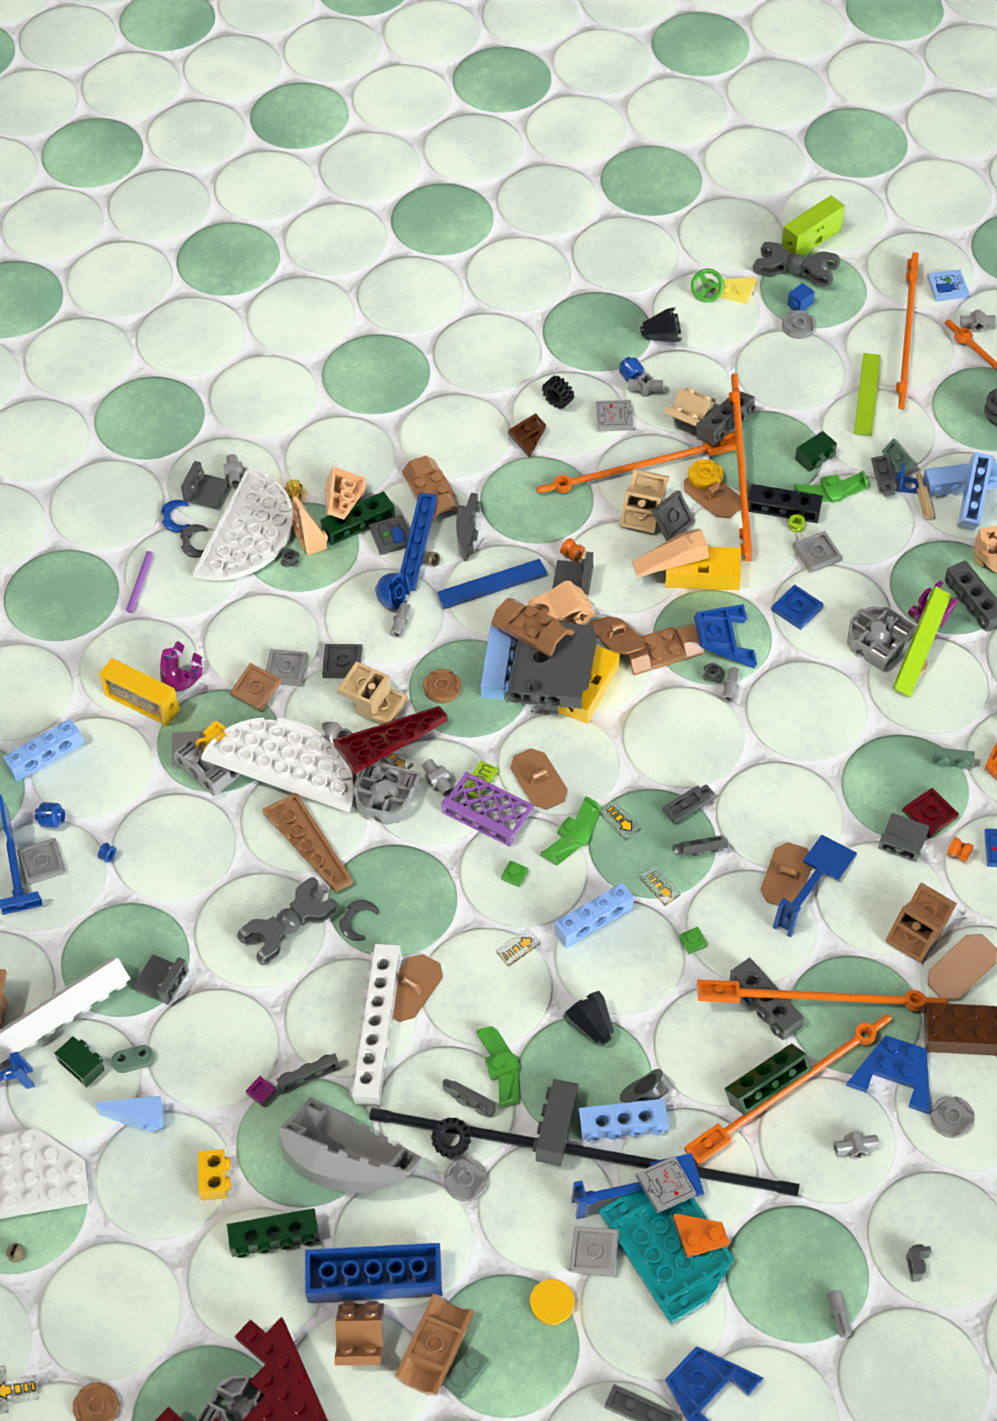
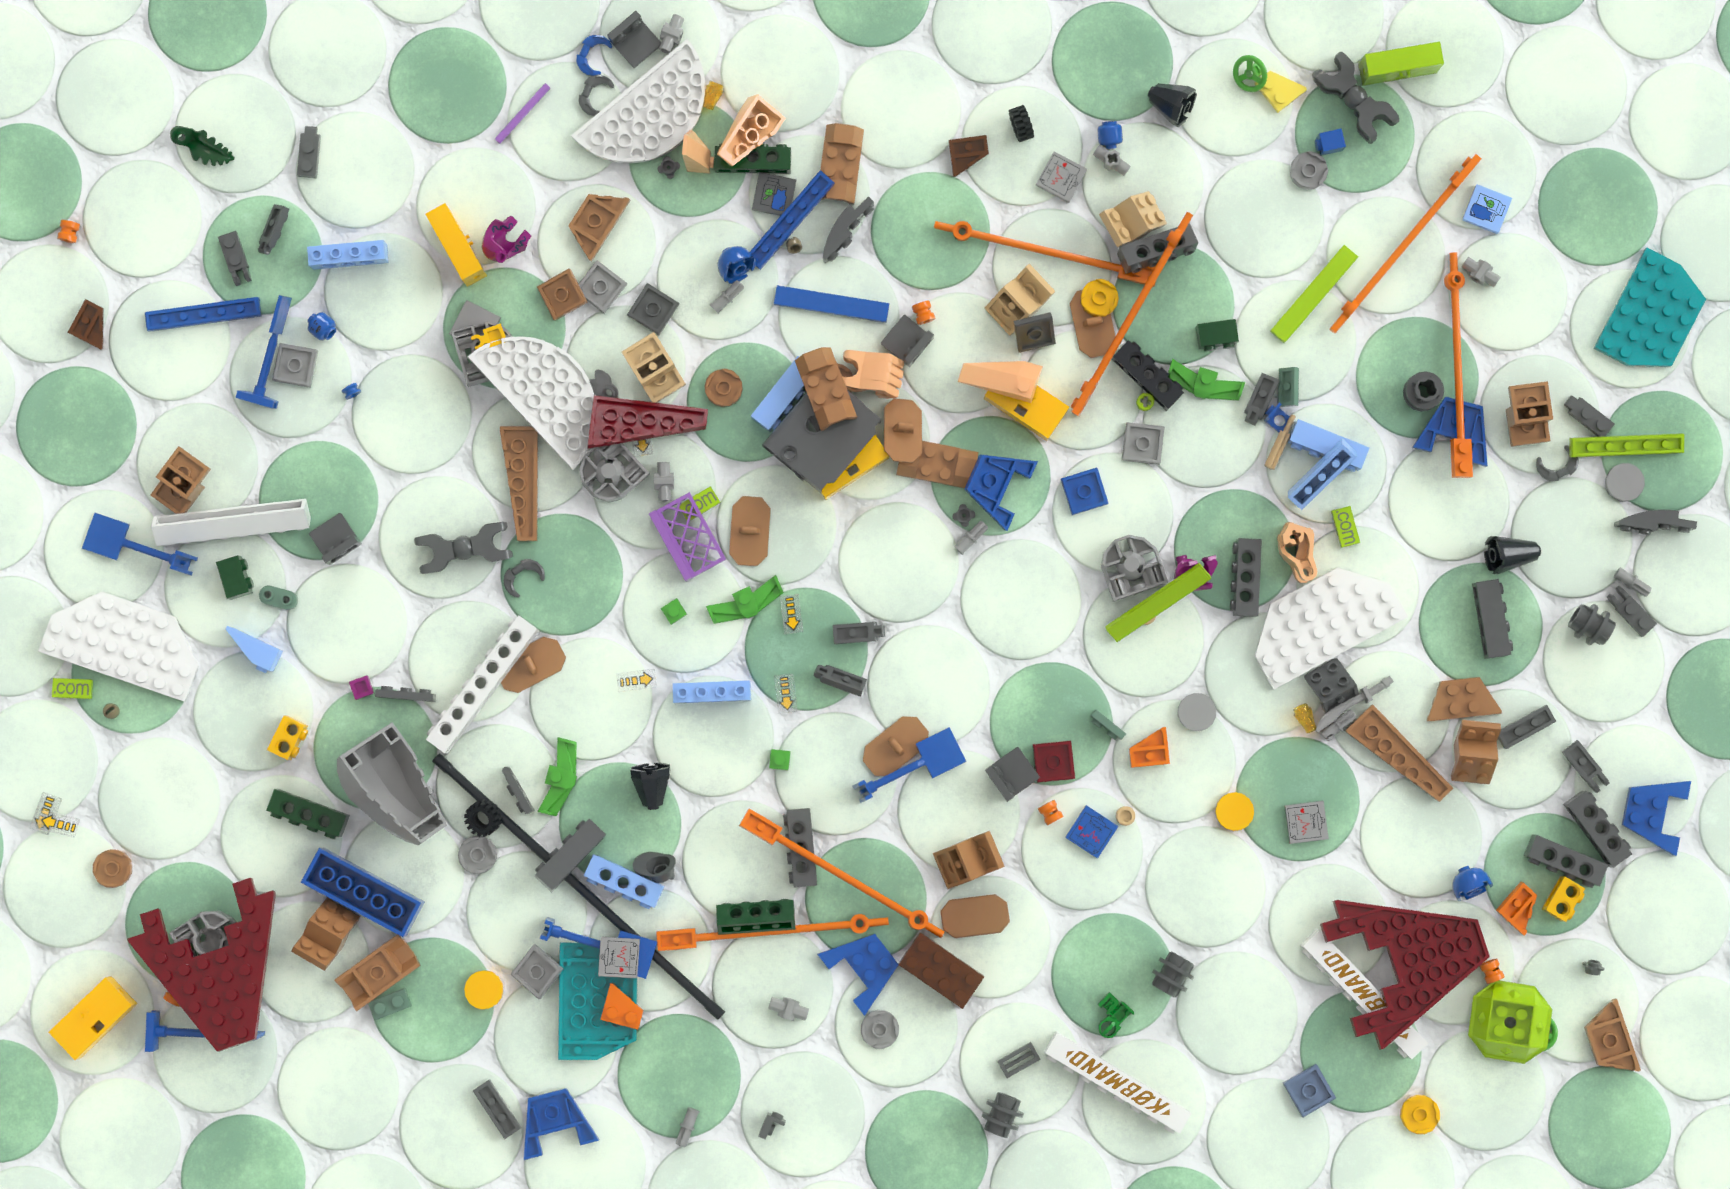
camera: 30 degrees right, 30 degrees up
(251, 622) = (596, 220): none -> medium nougat wing

